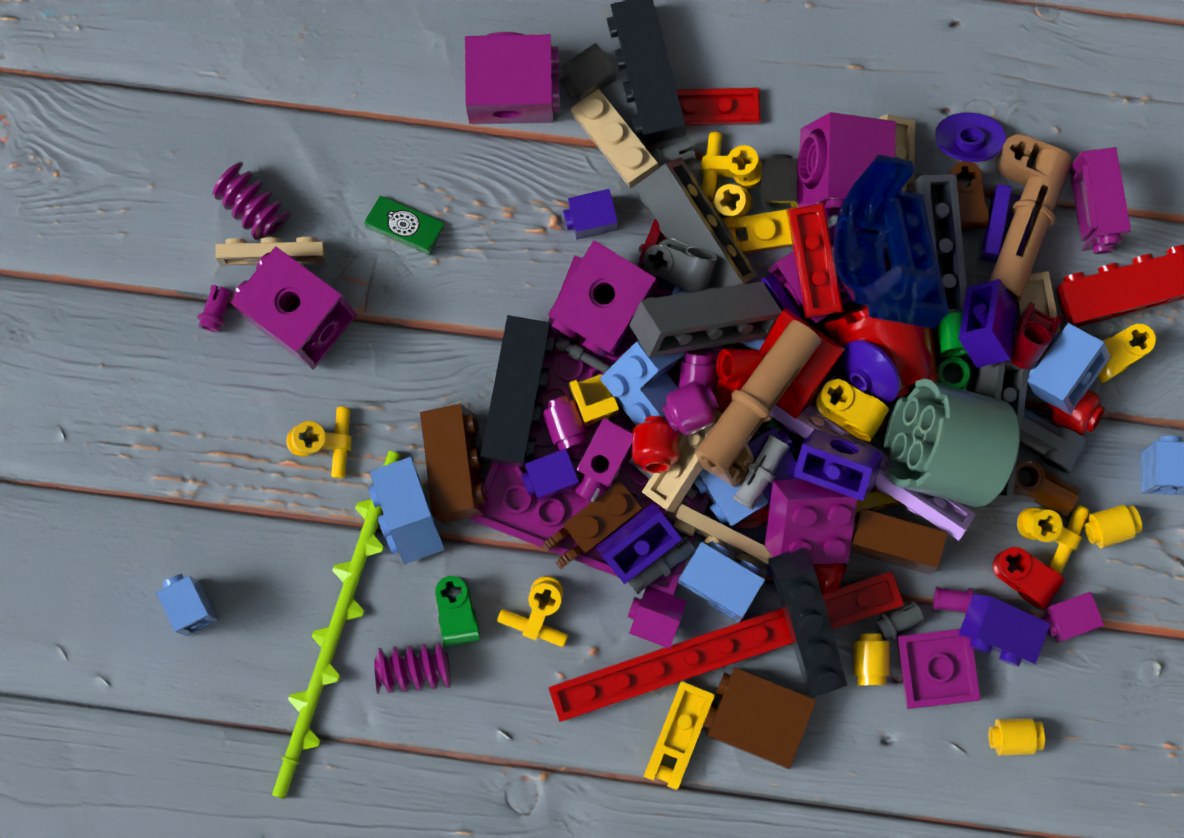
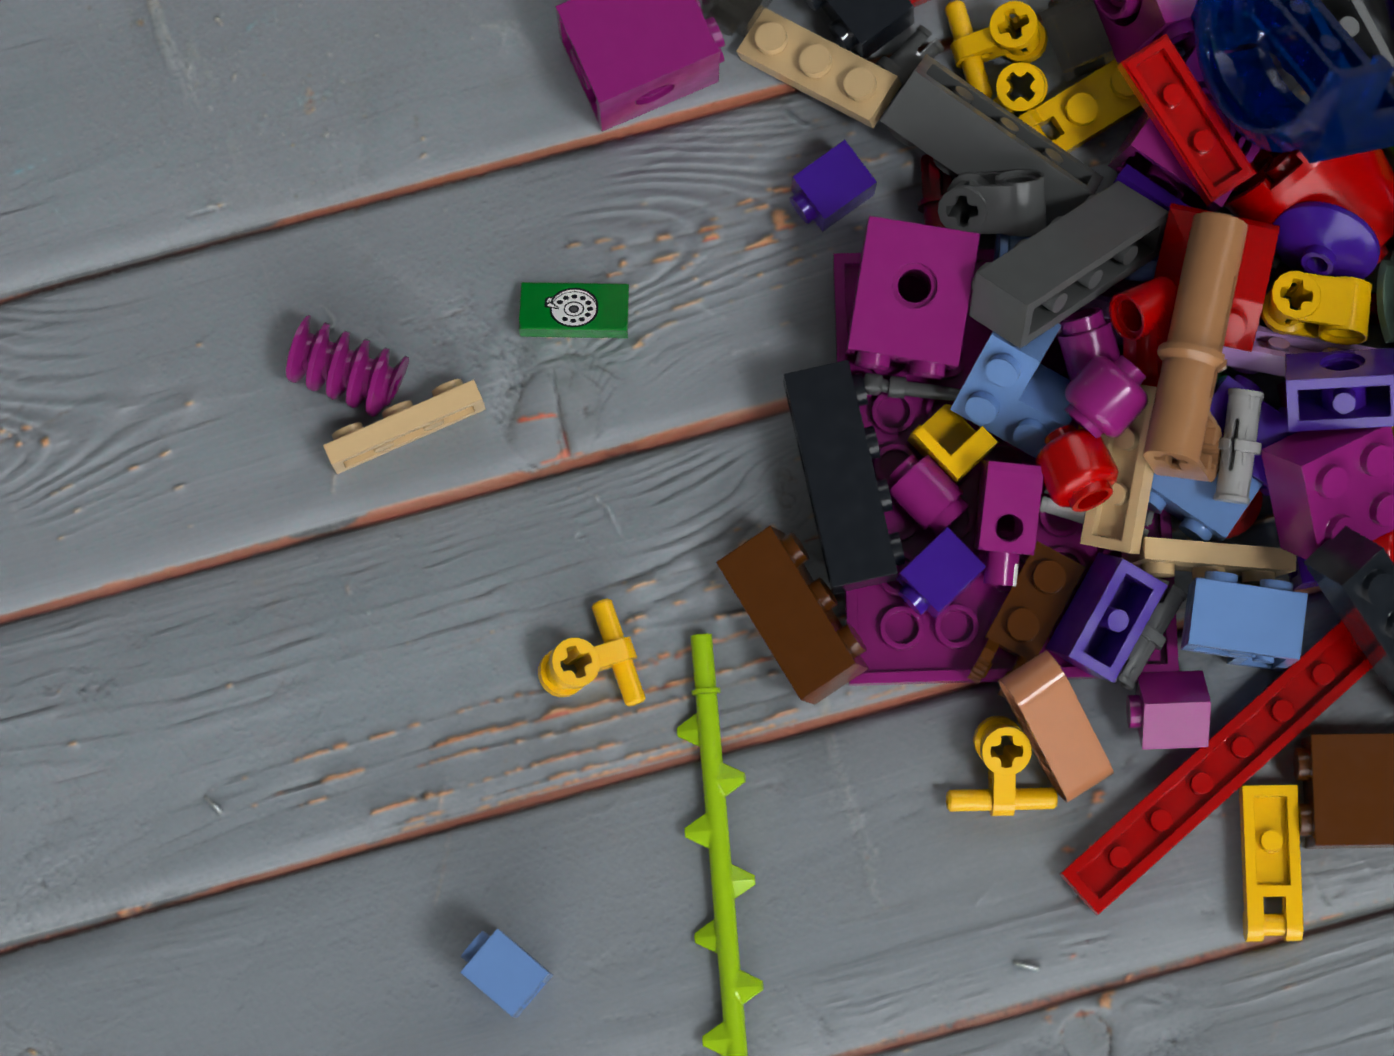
camera: 25 degrees left, 0 degrees up
(215, 308) = (358, 538): magenta pin -> none
(293, 307) = (446, 469): magenta brick -> none
(406, 513) = (765, 713): medium blue brick -> none
(412, 668) = (859, 926): magenta piece -> none
(456, 619) = (891, 832): green piece -> none
(581, 596) = (1056, 726): none -> nougat beam

